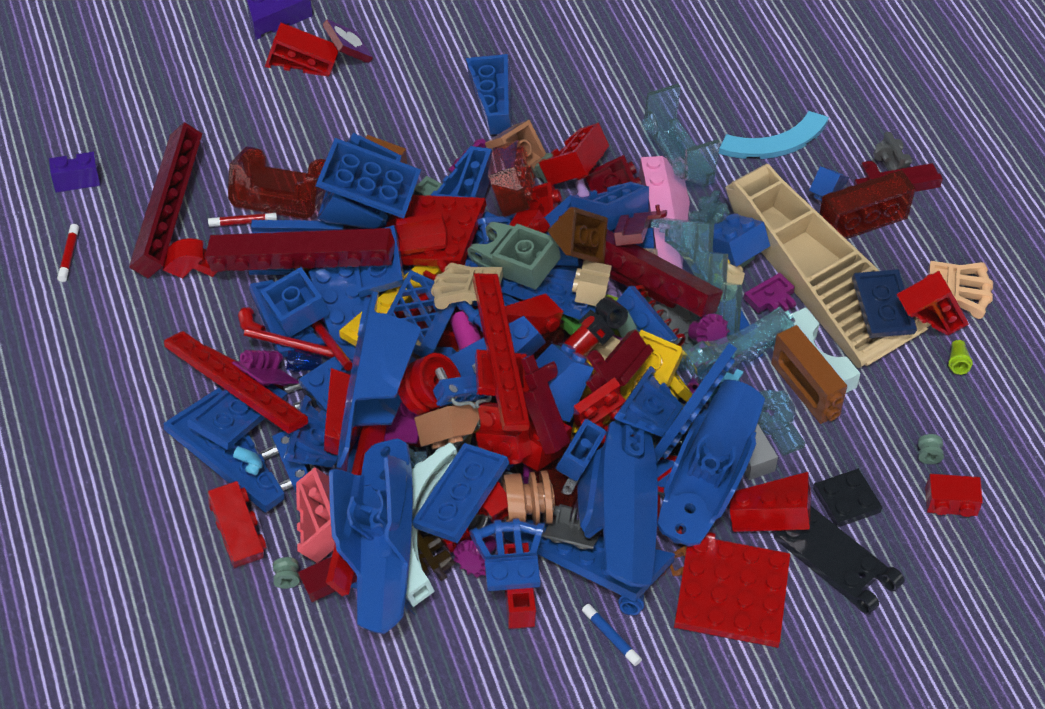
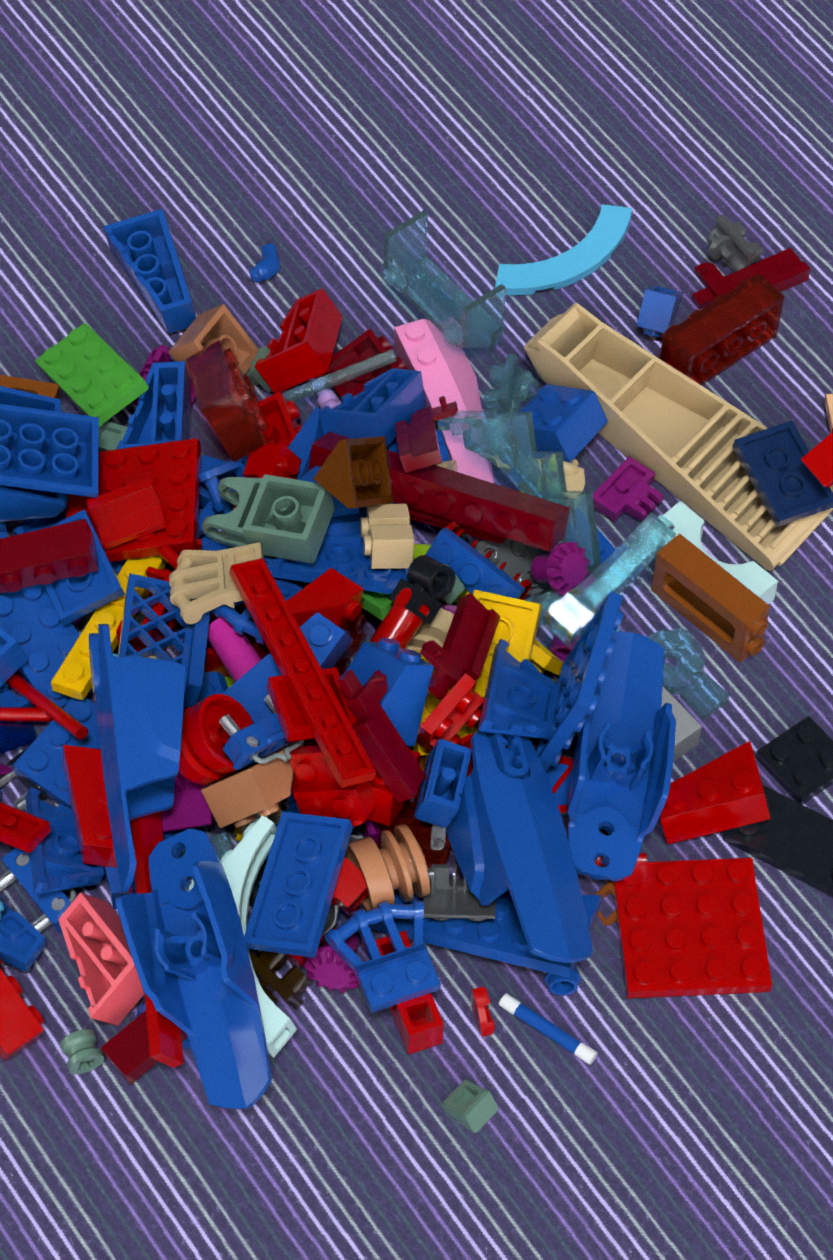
camera: 15 degrees left, 5 degrees up
(429, 146) = (91, 374): none -> bright green plate
(542, 673) = (470, 1105): none -> sand green slope
(568, 106) = (268, 266): none -> blue arm
(568, 611) = (479, 1003): none -> red tile
(595, 181) = (340, 376): none -> clear light blue bar

